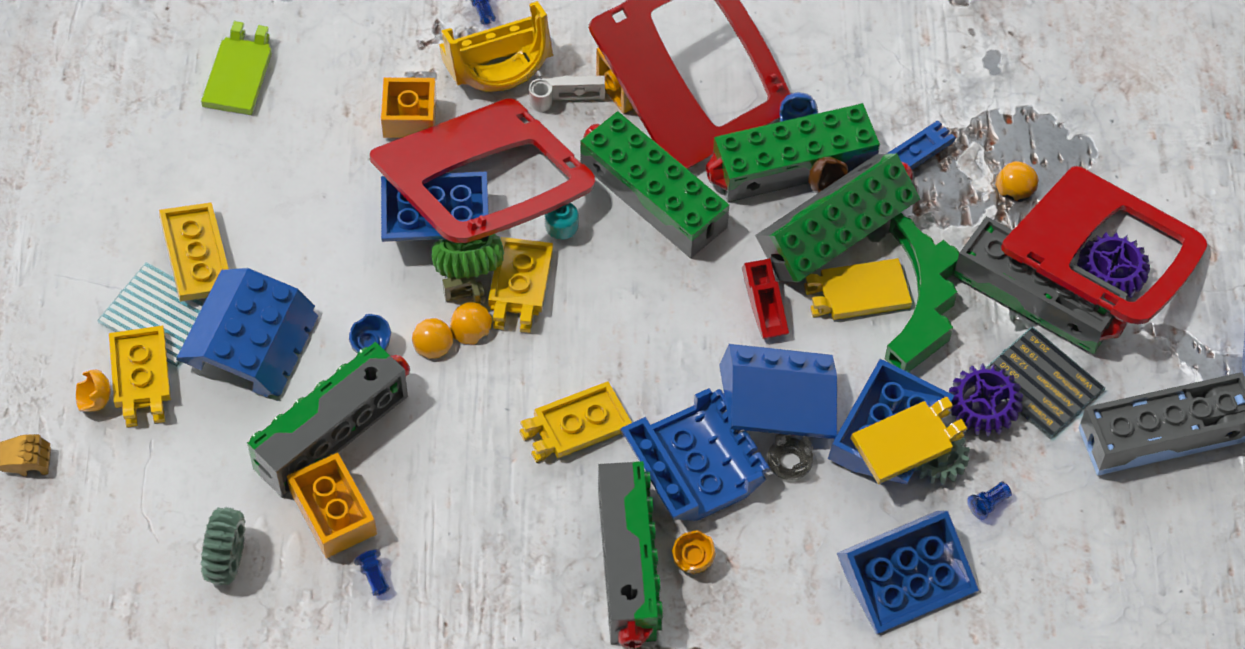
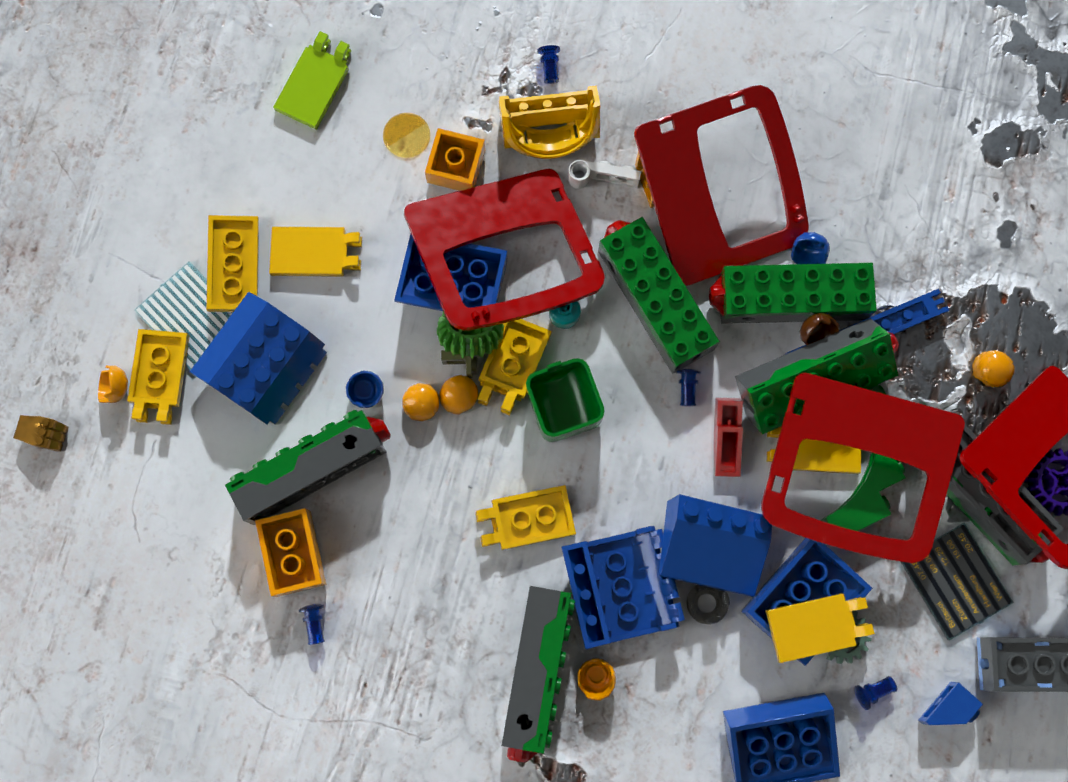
camera: 15 degrees right, 20 degrees up
(223, 546) = (186, 571): sand green gear -> none
(279, 224) = (312, 251): none -> yellow tile
(348, 100) = (406, 135): none -> clear yellow piece
(585, 294) = (565, 399): none -> green piece
(709, 258) = (688, 386): none -> clear blue pin
(908, 237) = (873, 423): none -> red door
(968, 409) = (923, 590): dark purple gear -> none
(1073, 495) = (952, 707): none -> blue slope

